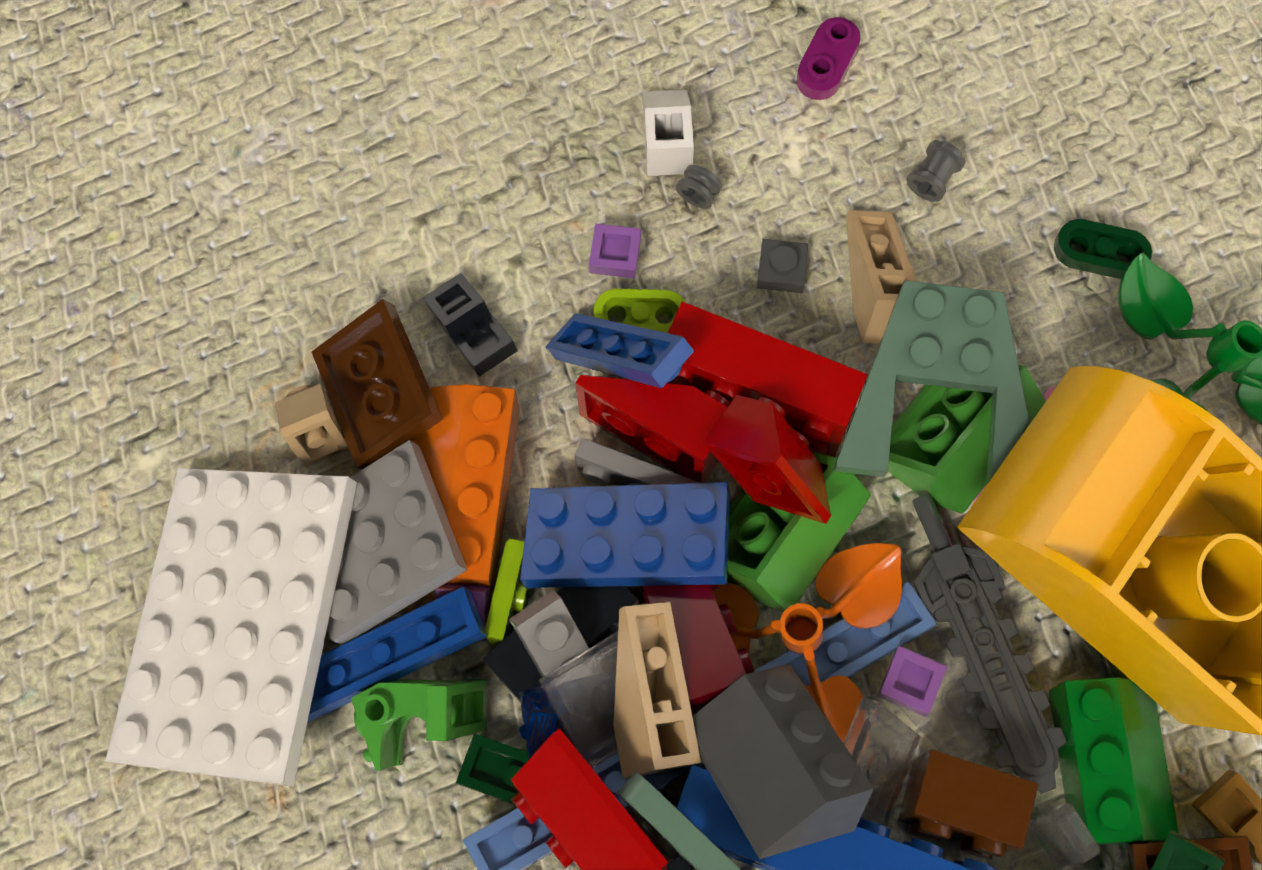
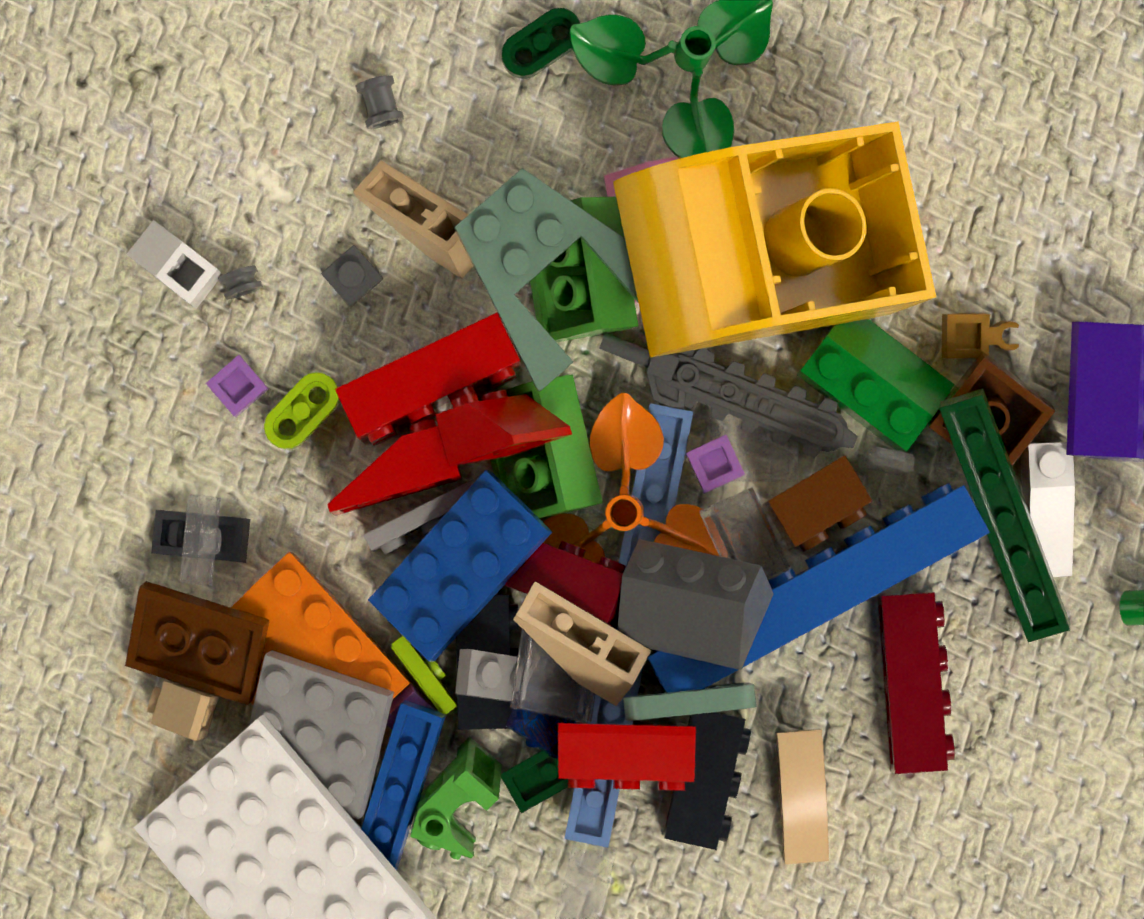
camera: 55 degrees left, 15 degrees up
(464, 319) = (201, 540): none -> clear plate
(620, 349) = (326, 459): blue plate -> none
(831, 56) = (218, 88): magenta plate -> none

